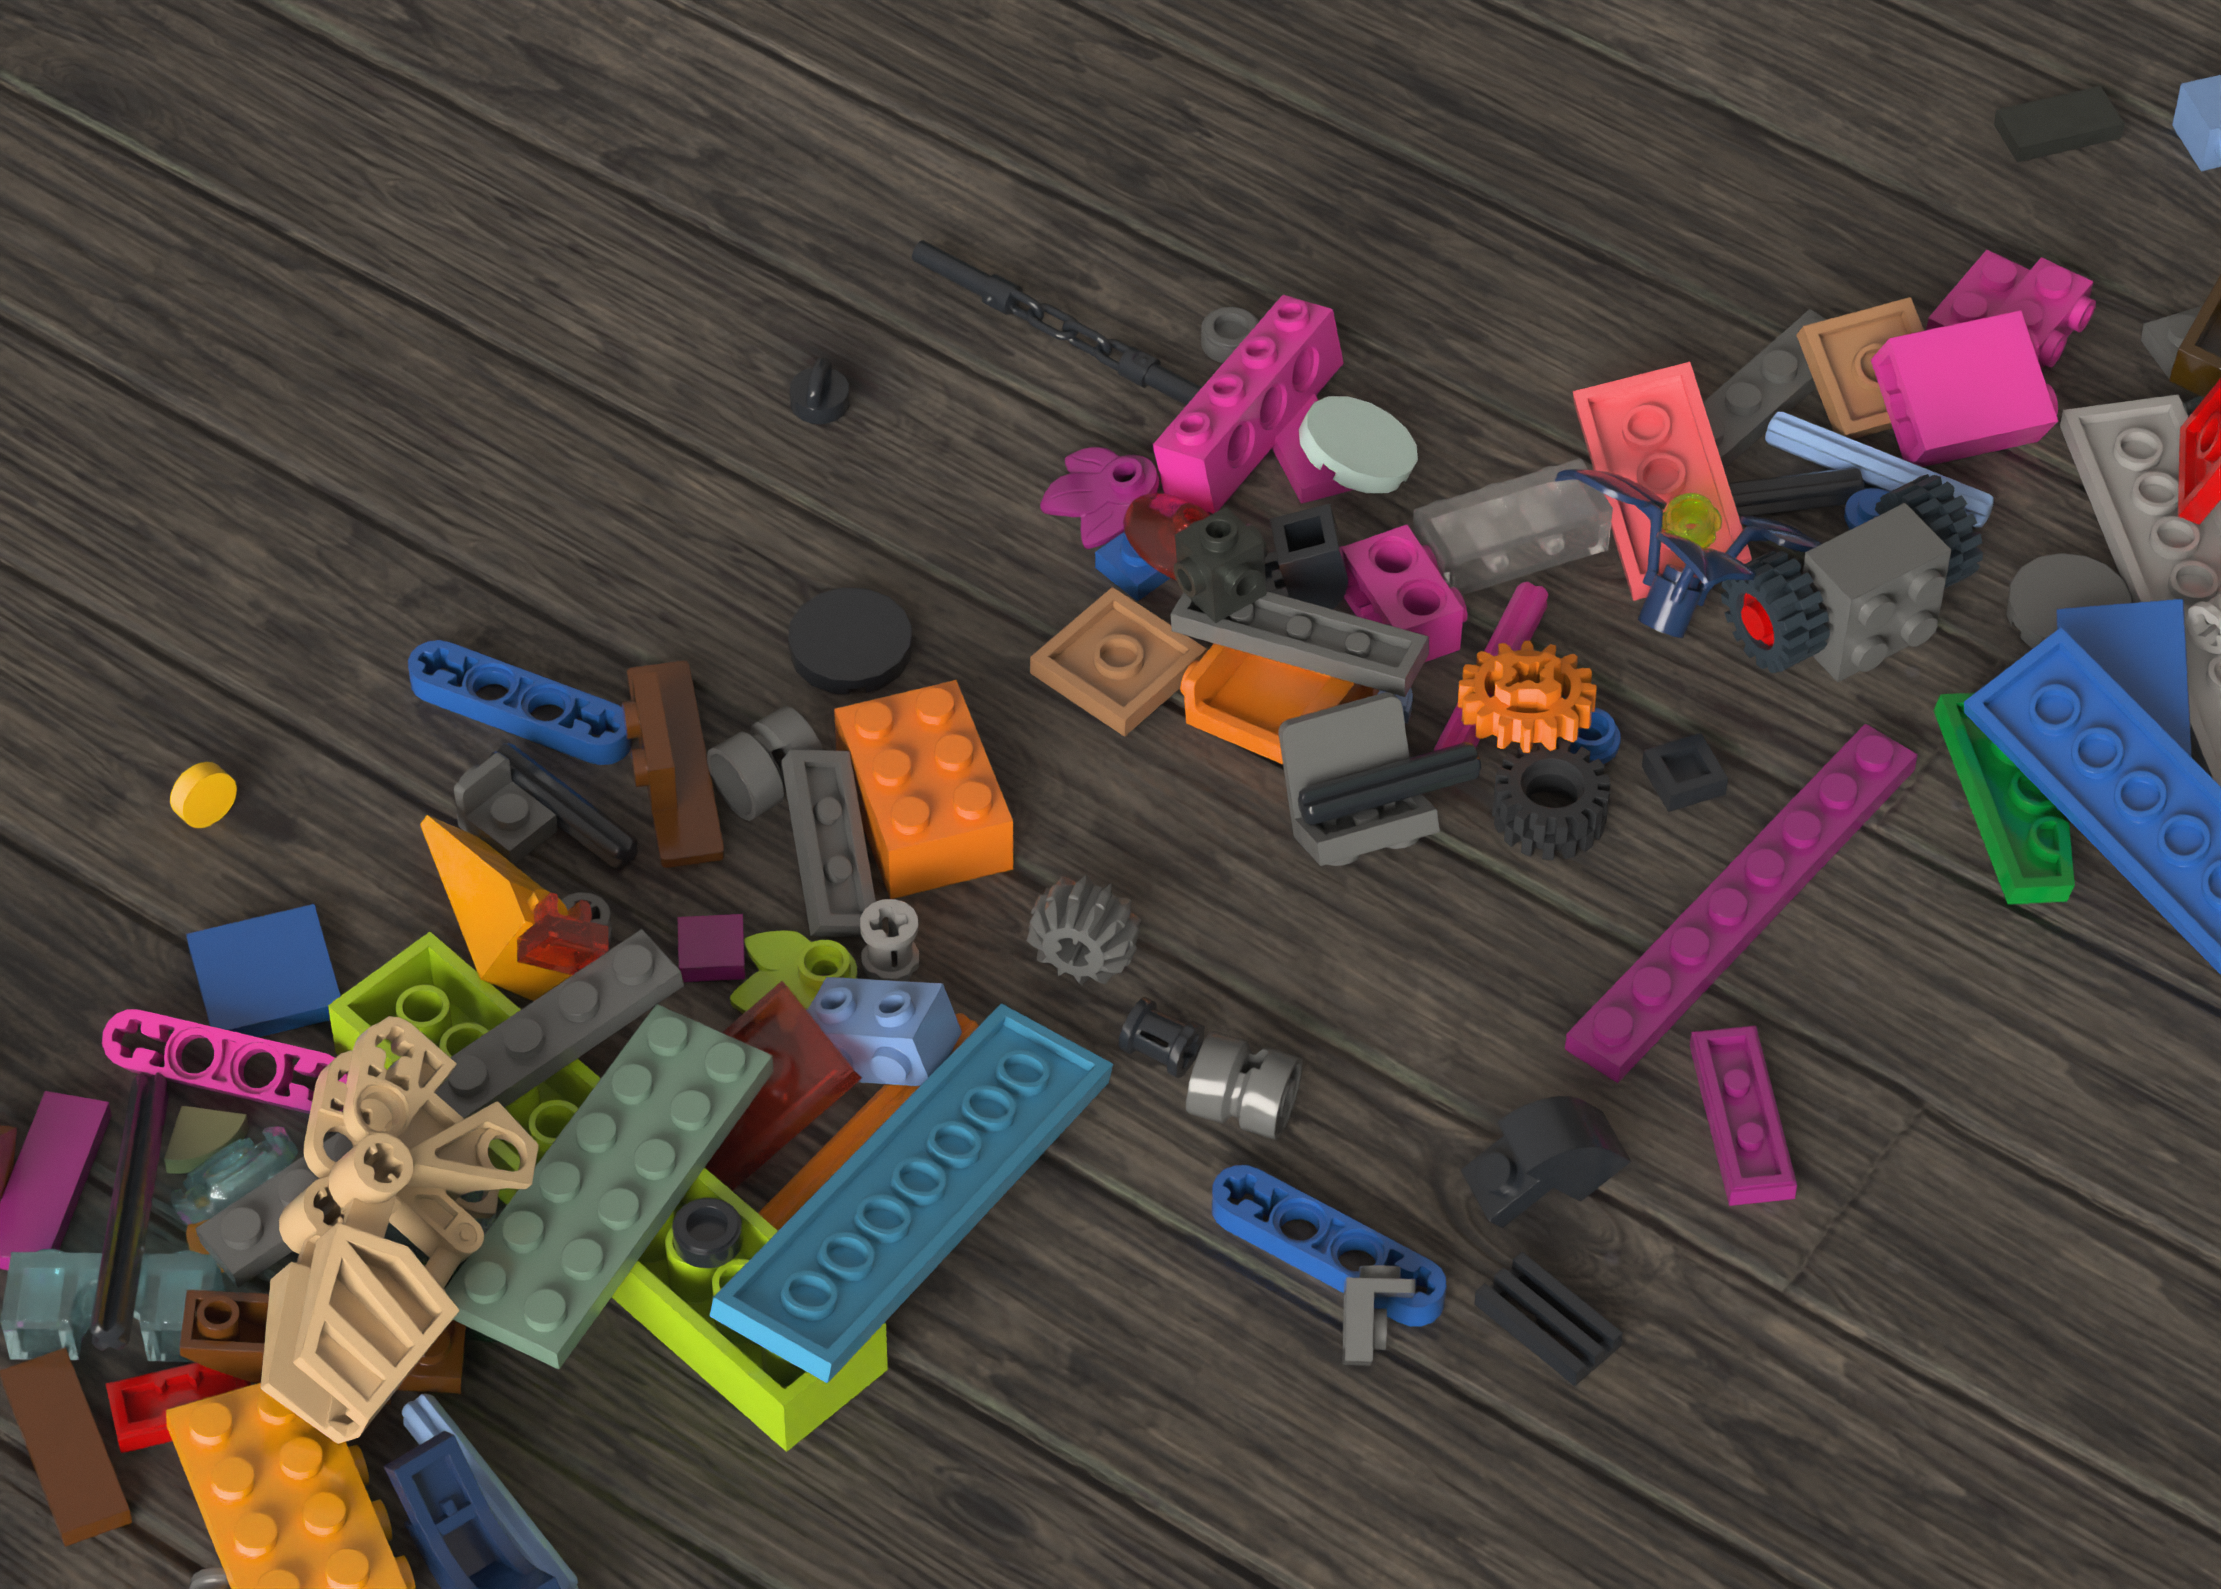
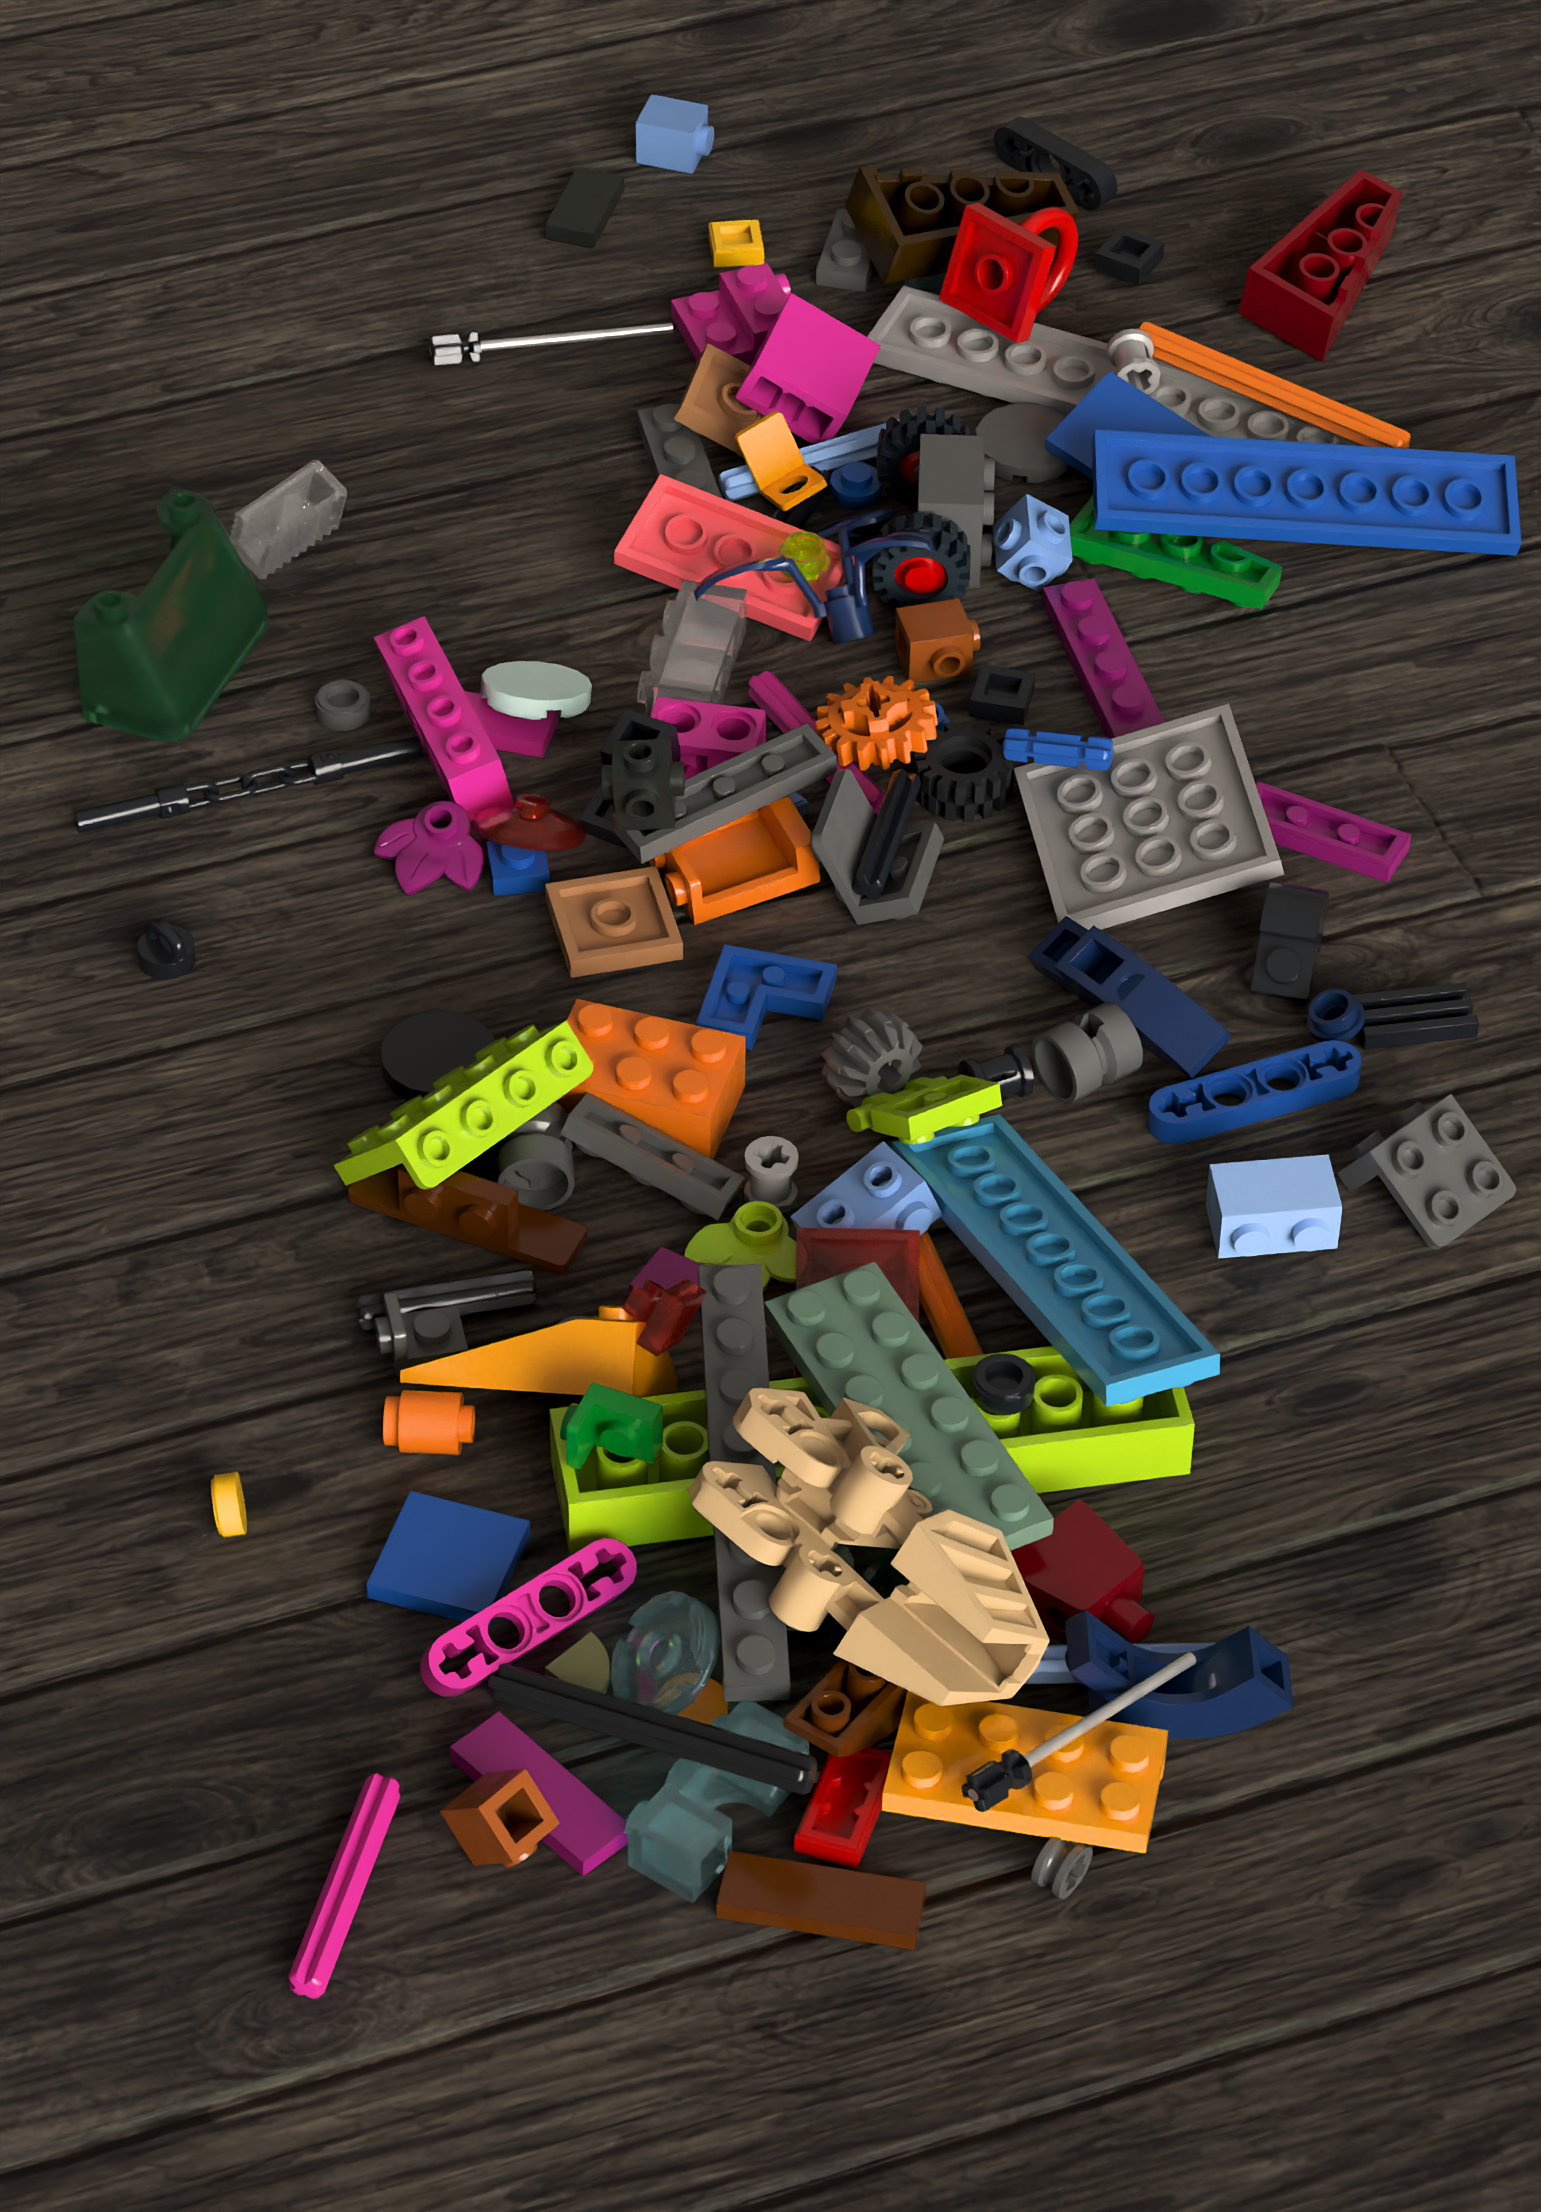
camera: 55 degrees left, 5 degrees down
(201, 1476) = (993, 1780): none -> piece
(397, 870) = (428, 1422): none -> orange brick
(409, 964) = (614, 1422): none -> green bracket
(514, 709) = (316, 1280): blue beam -> none
(569, 1431) = (1085, 1570): none -> dark red torso
(742, 687) = (472, 1107): none -> lime bracket
(1057, 1002) = (926, 1107): none -> lime plate
(1120, 797) = (758, 981): none -> blue plate
(1160, 1332) = (1273, 1206): none -> light blue brick
(1184, 168) = (169, 653): none -> clear green windscreen
(1328, 1440) = (1433, 1170): none -> dark grey bracket
(1341, 1078) = (1106, 971): none -> dark blue slope
(1362, 1323) = (1351, 1094): bracket -> none
(1401, 161) = (288, 518): none -> clear brick
(1479, 1253) = (1335, 1015): none -> dark blue plate
(1589, 966) = (1156, 828): none -> light grey plate
(1607, 843) = (1058, 749): none -> blue axle
(1703, 683) = (935, 640): none -> dark orange brick
(1760, 143) = (449, 349): none -> piece
(1818, 437) = (777, 461): none -> light orange bracket
(1900, 679) = (1032, 543): none -> medium blue brick
(2127, 252) = (736, 243): none -> yellow tile

